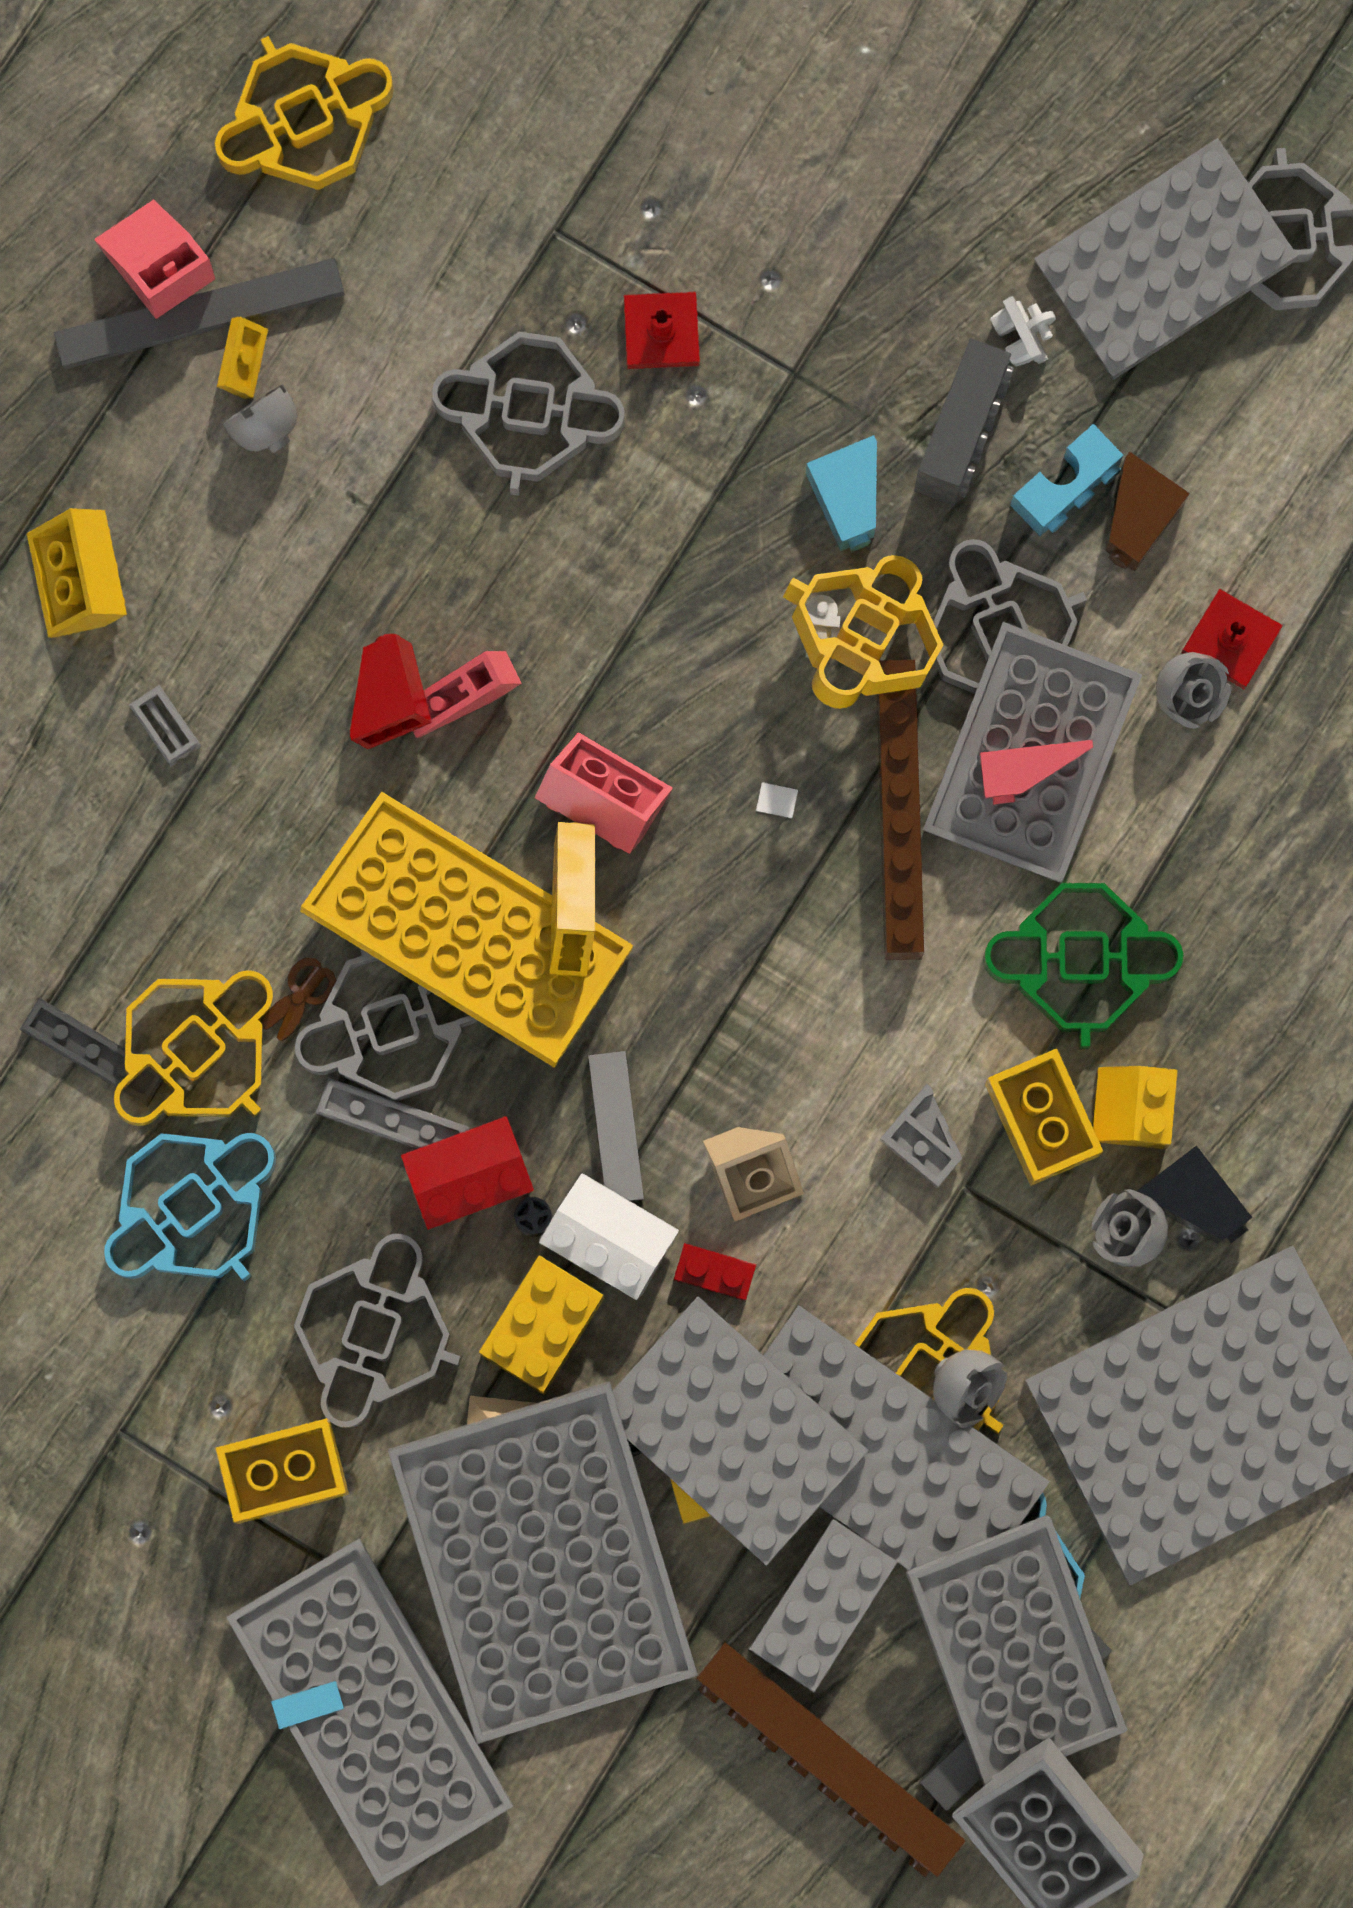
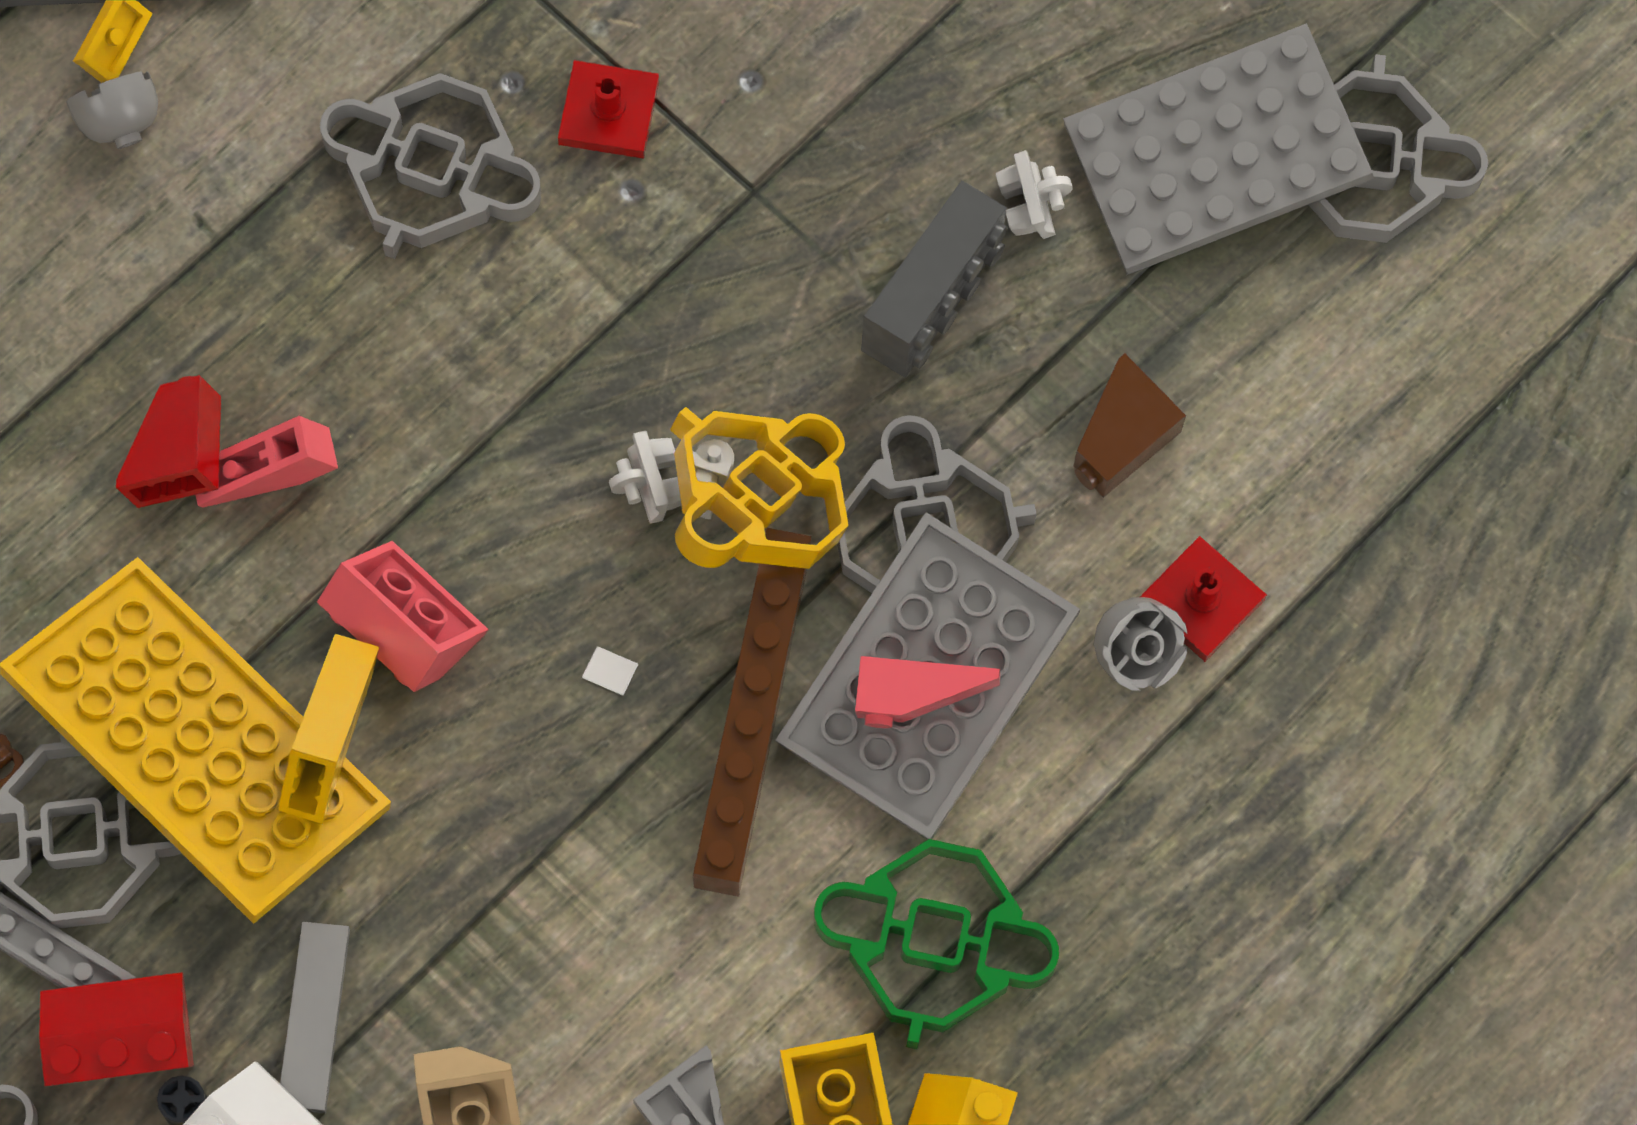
camera: 10 degrees right, 10 degrees down
(767, 640) = (646, 460): none -> white hips
(847, 492) = (780, 331): medium azure slope -> none
(1045, 503) = (1015, 396): medium azure arch -> none

